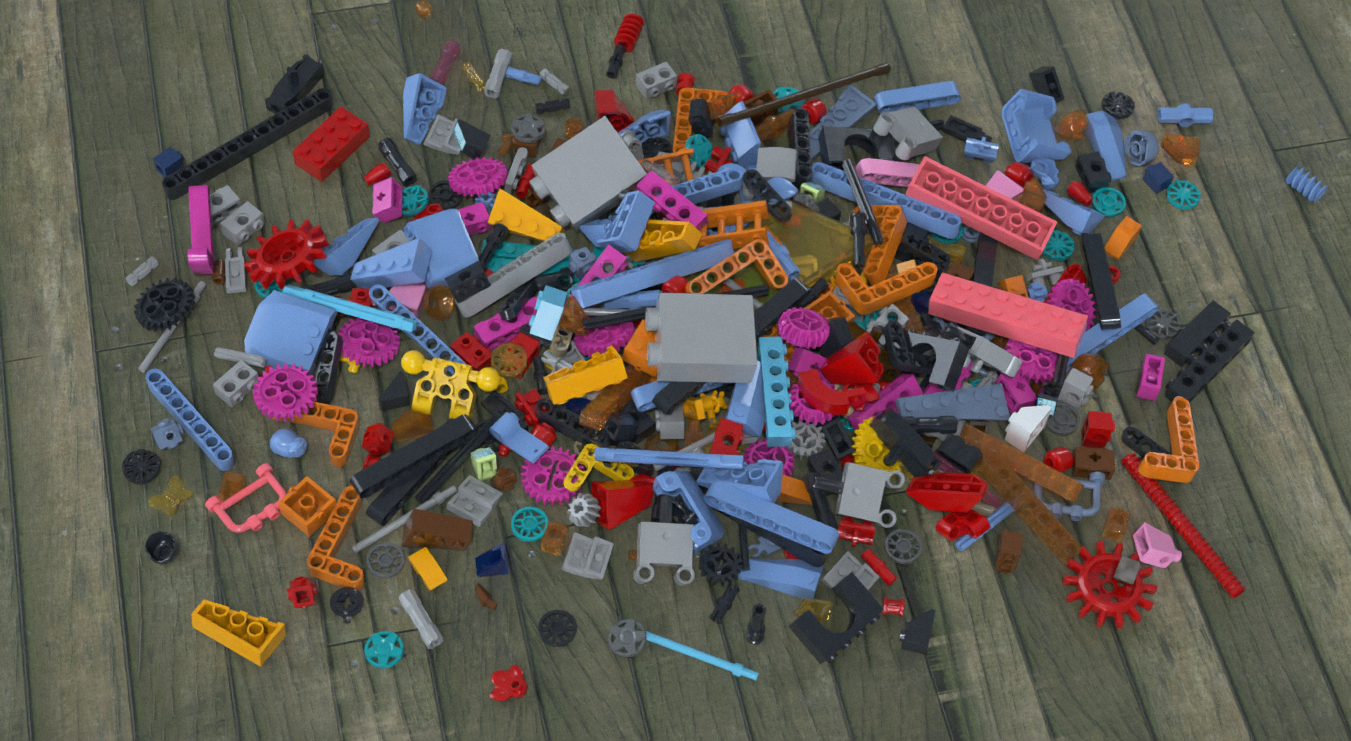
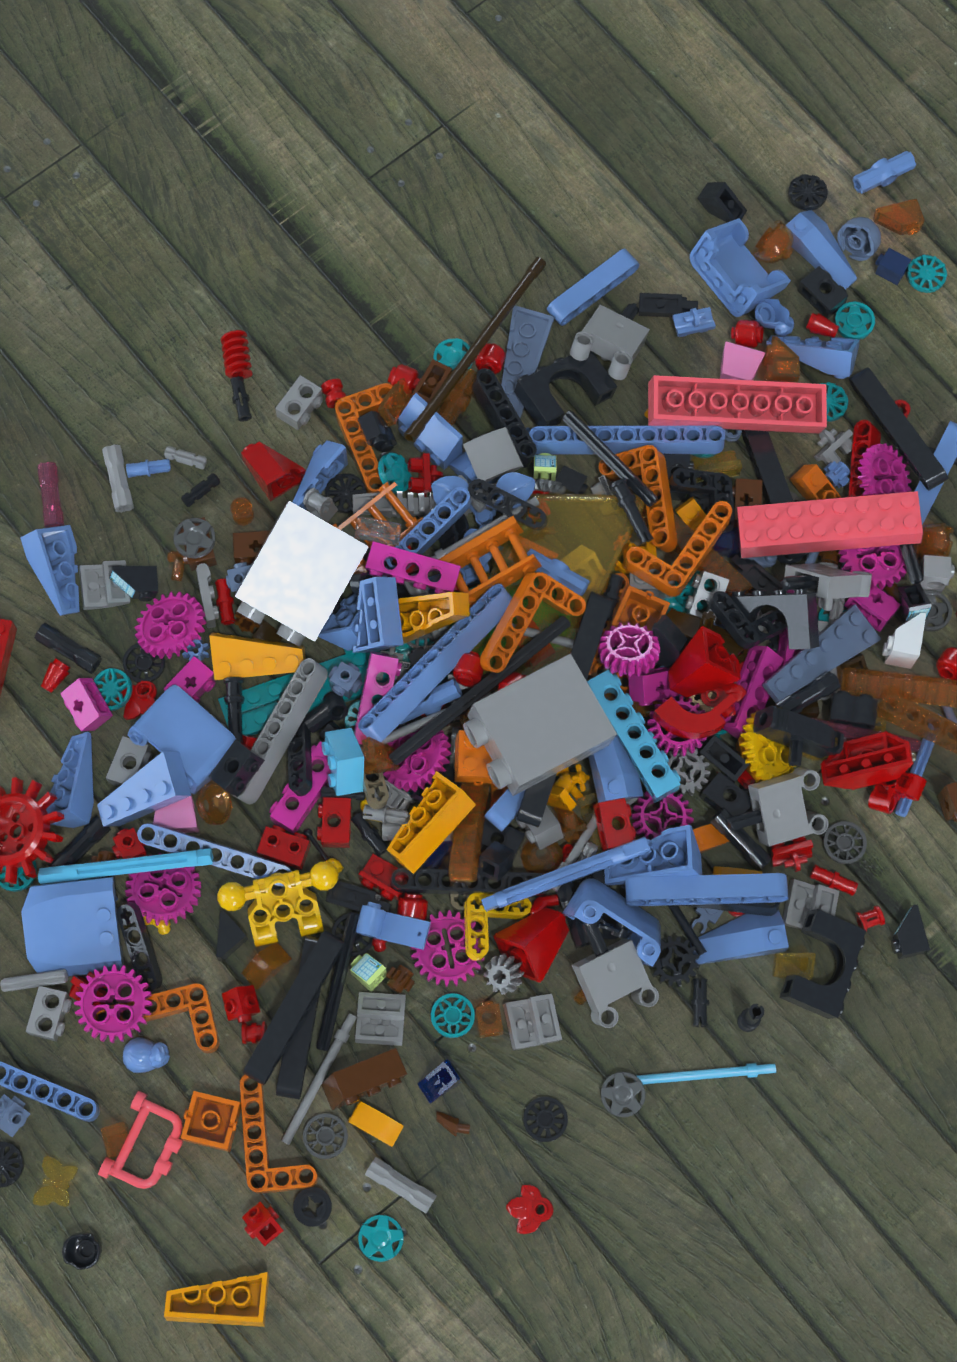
camera: 25 degrees left, 15 degrees up
(473, 75) = (91, 494): clear yellow axle -> none
(509, 359) = (331, 838): clear yellow wheel -> none
(886, 171) = (613, 401): bright pink beam -> none
(1122, 238) = (891, 360): orange slope -> none

